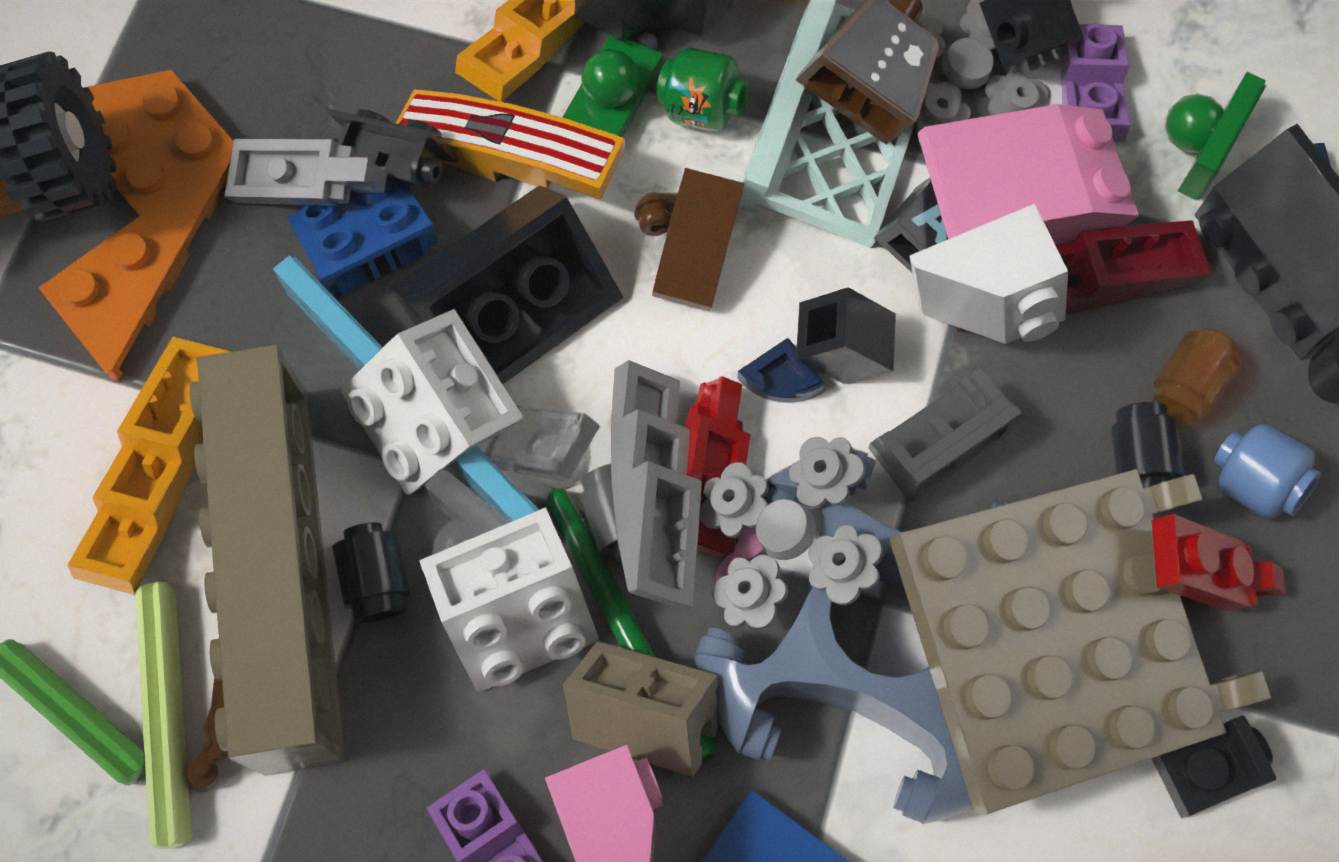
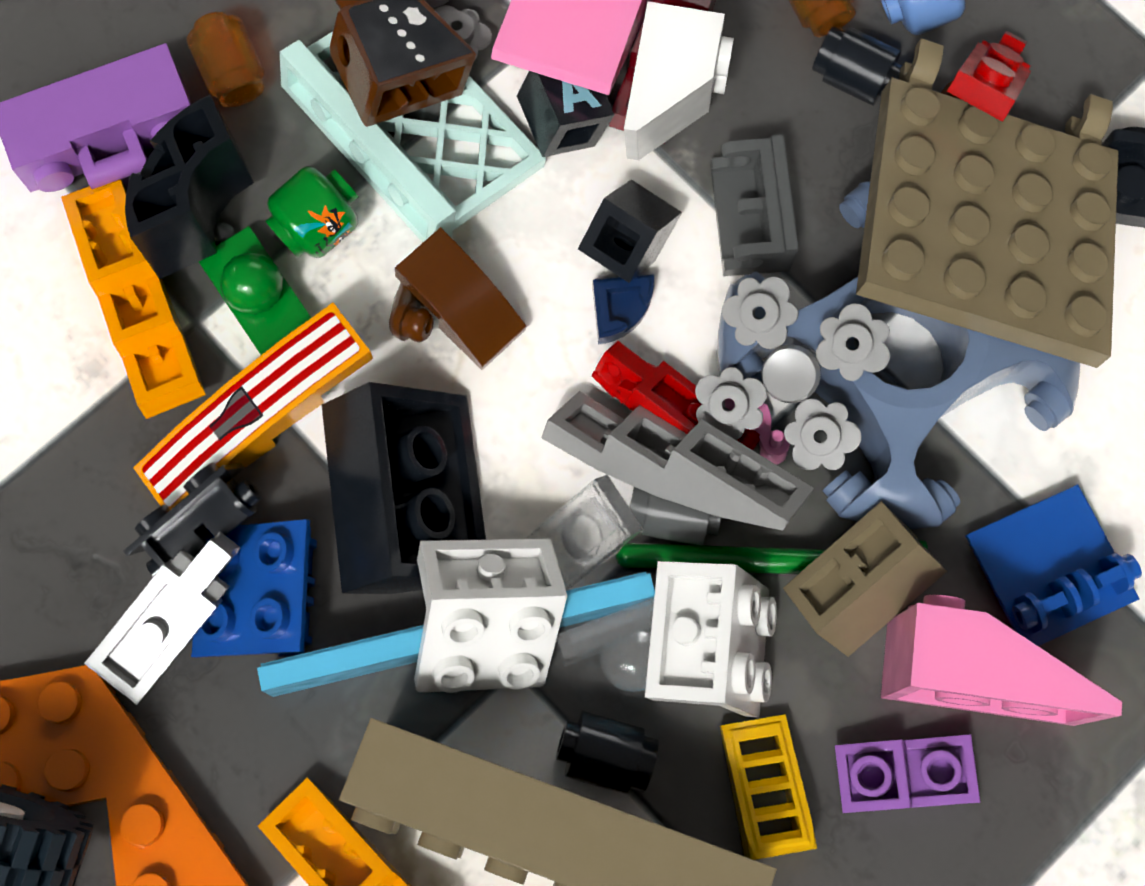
camera: 65 degrees left, 5 degrees up
(378, 725) = (756, 846): none -> yellow slope

